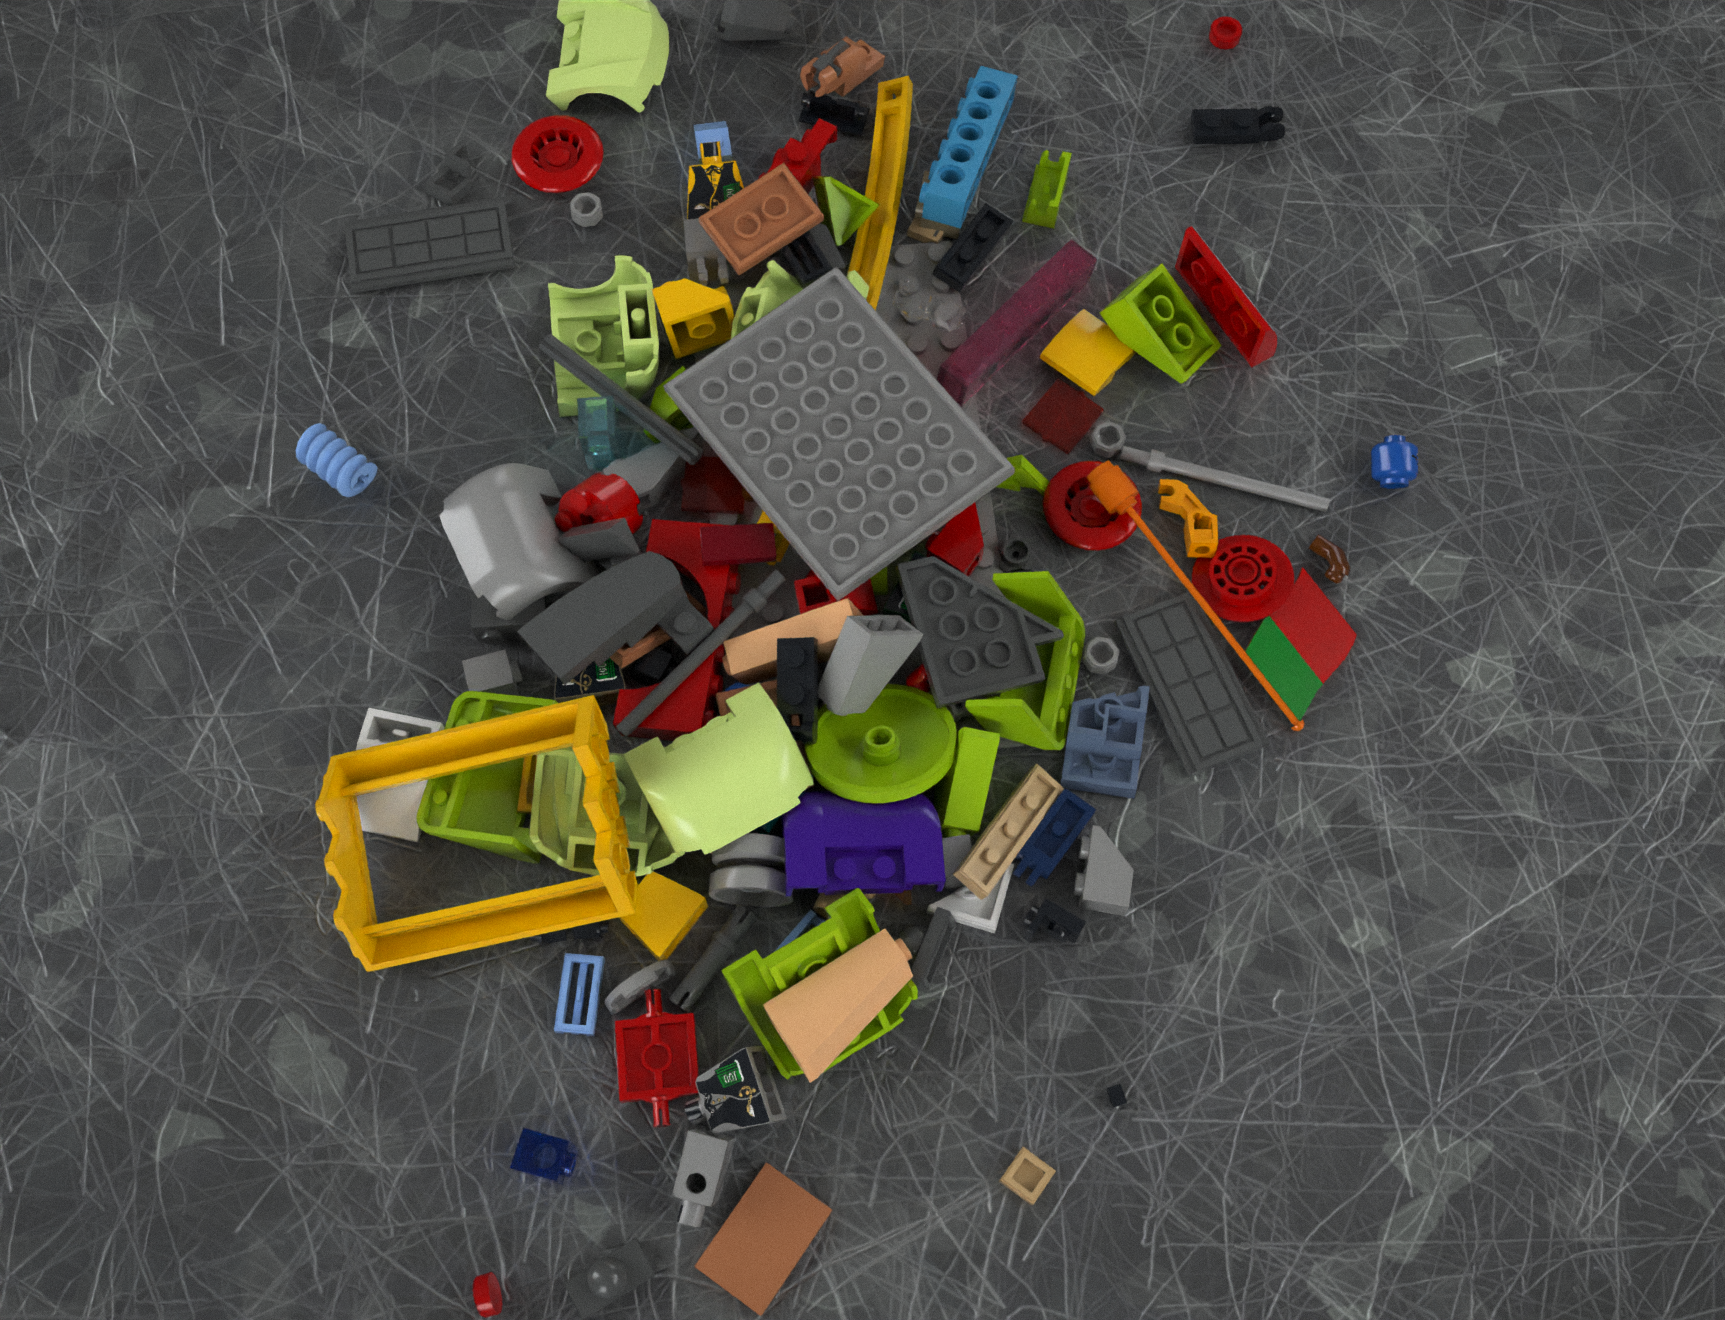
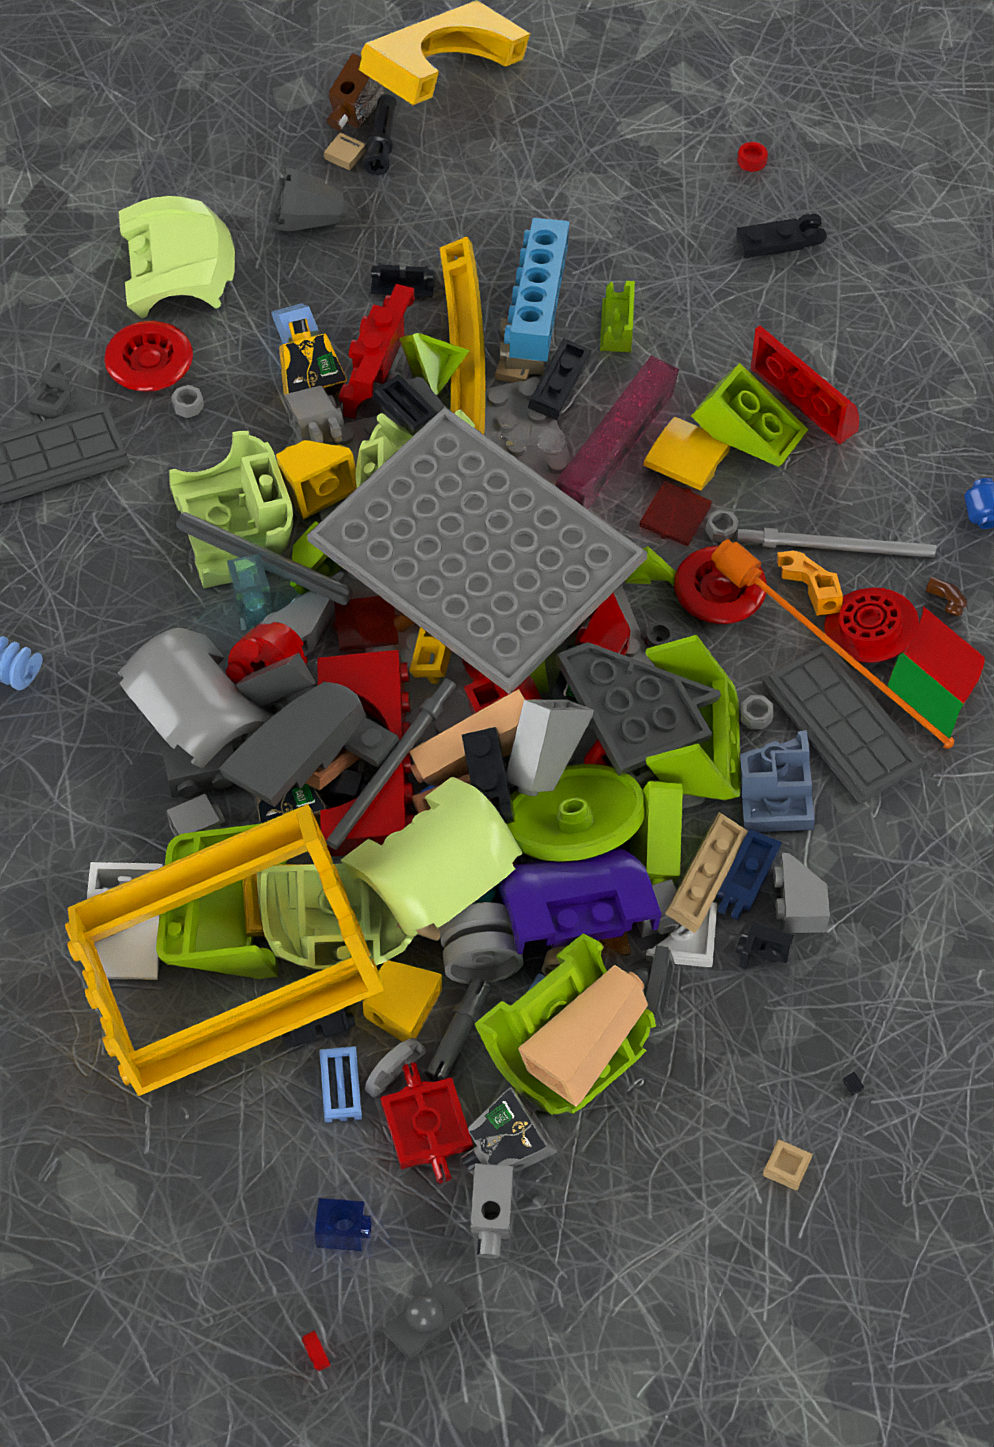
camera: 10 degrees left, 10 degrees down
(738, 544) = (404, 664): dark red tile -> none
(761, 219) = (363, 378): nougat tile -> none
(763, 1239) = (559, 1260): nougat tile -> none
(841, 67) = (402, 238): nougat plate -> none

